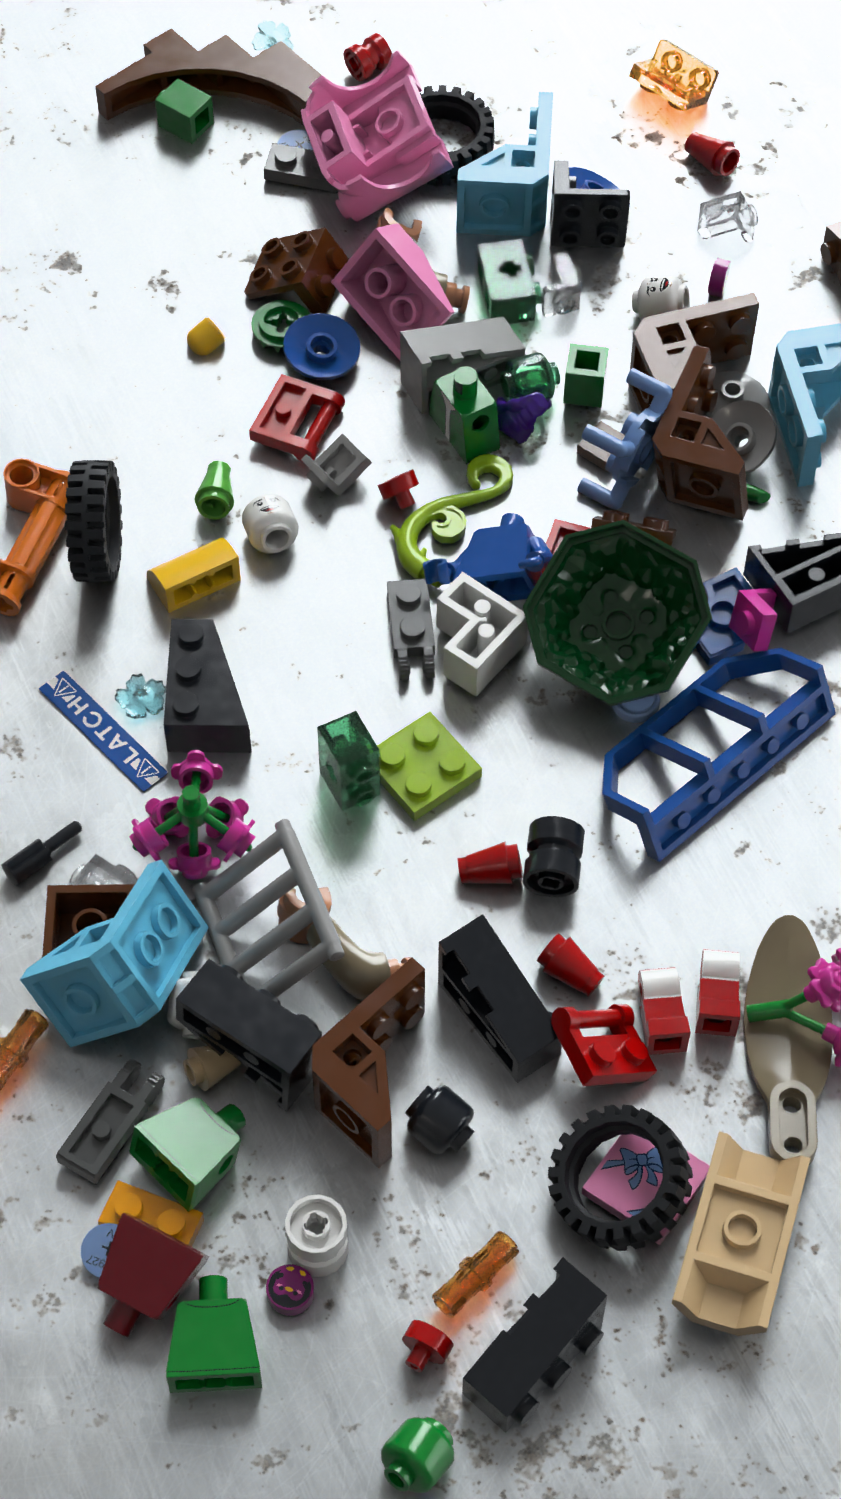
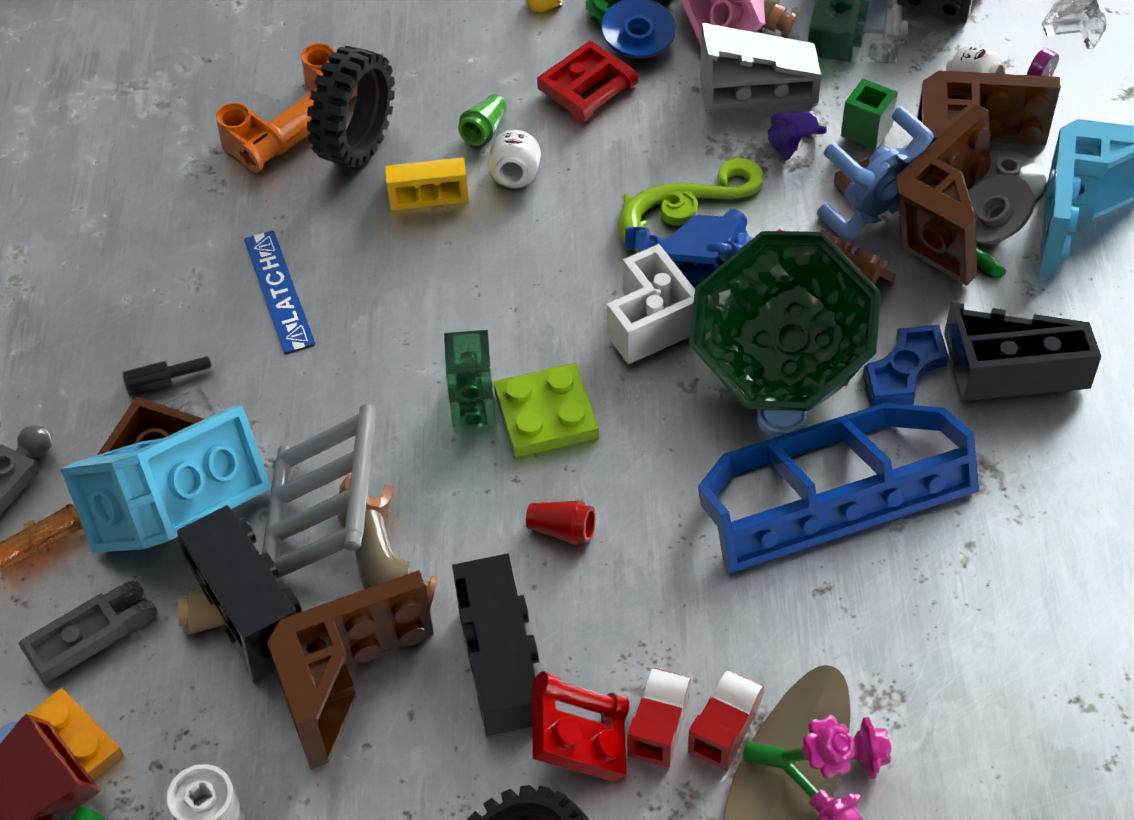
camera: 25 degrees right, 5 degrees down
(141, 696) = (326, 272): clear light blue plant -> none
(188, 812) = (295, 375): dark pink plant -> none
(189, 1148) = (138, 680): torso -> none
(201, 693) = (372, 281): black wedge -> none
(337, 465) = (600, 130): light grey bracket -> none
(399, 487) = (648, 162): red tile -> none
(411, 625) = (597, 285): hinge -> none
(440, 1119) = (385, 742): black head -> none
(458, 403) = (735, 97): green torso -> none
(529, 375) = (819, 98): clear green head -> none
(554, 856) = (623, 530): black wheel -> none
(570, 965) = (589, 639): red cone -> none
(754, 617) = (930, 370): dark pink bracket -> none

